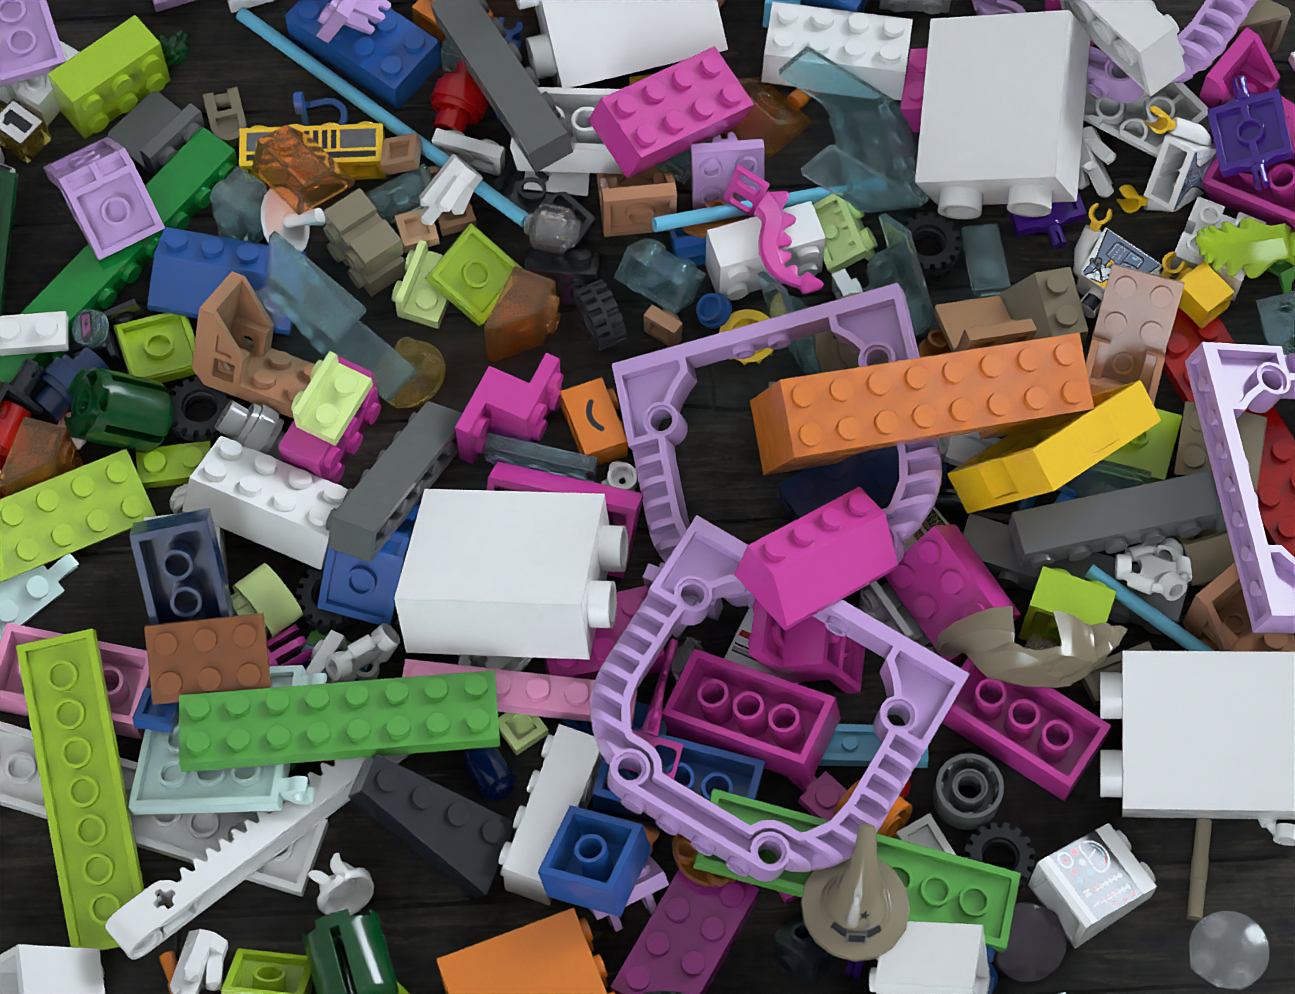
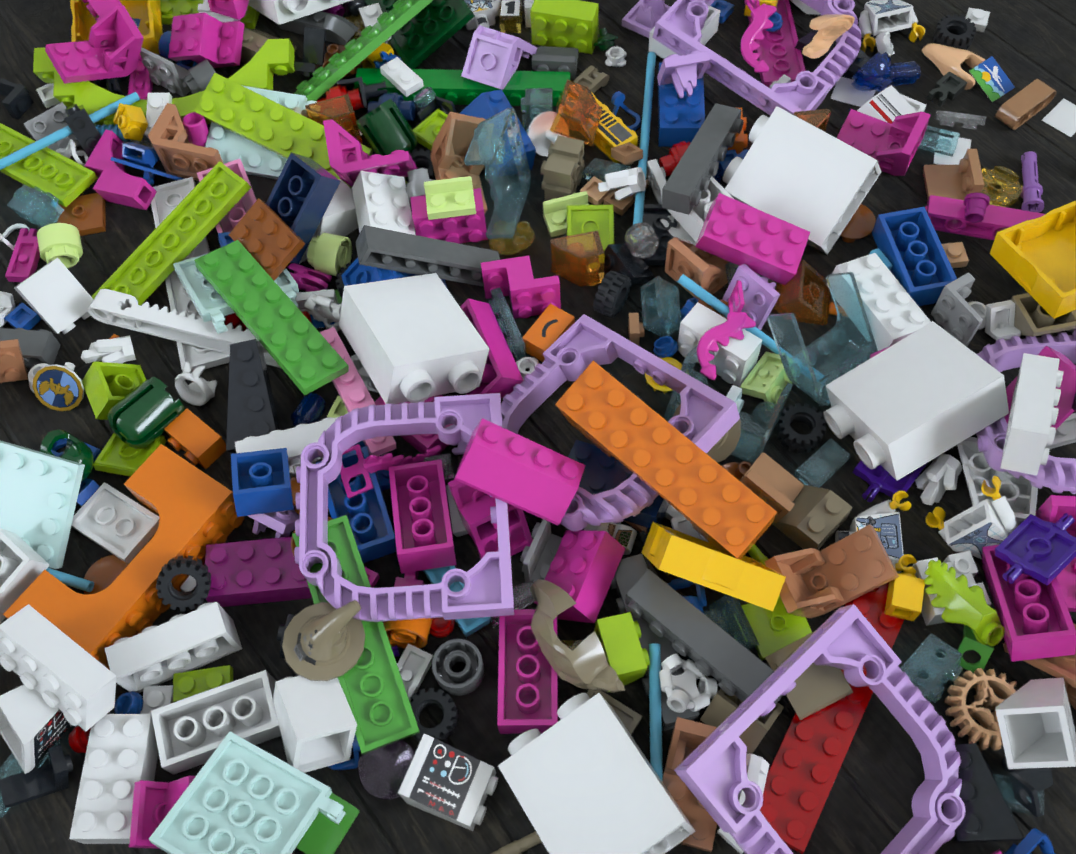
camera: 60 degrees right, 5 degrees down
(127, 475) = (349, 159): none -> dark pink bracket
(206, 49) = (615, 57): none -> white plate
(425, 930) = (195, 438): none -> orange brick

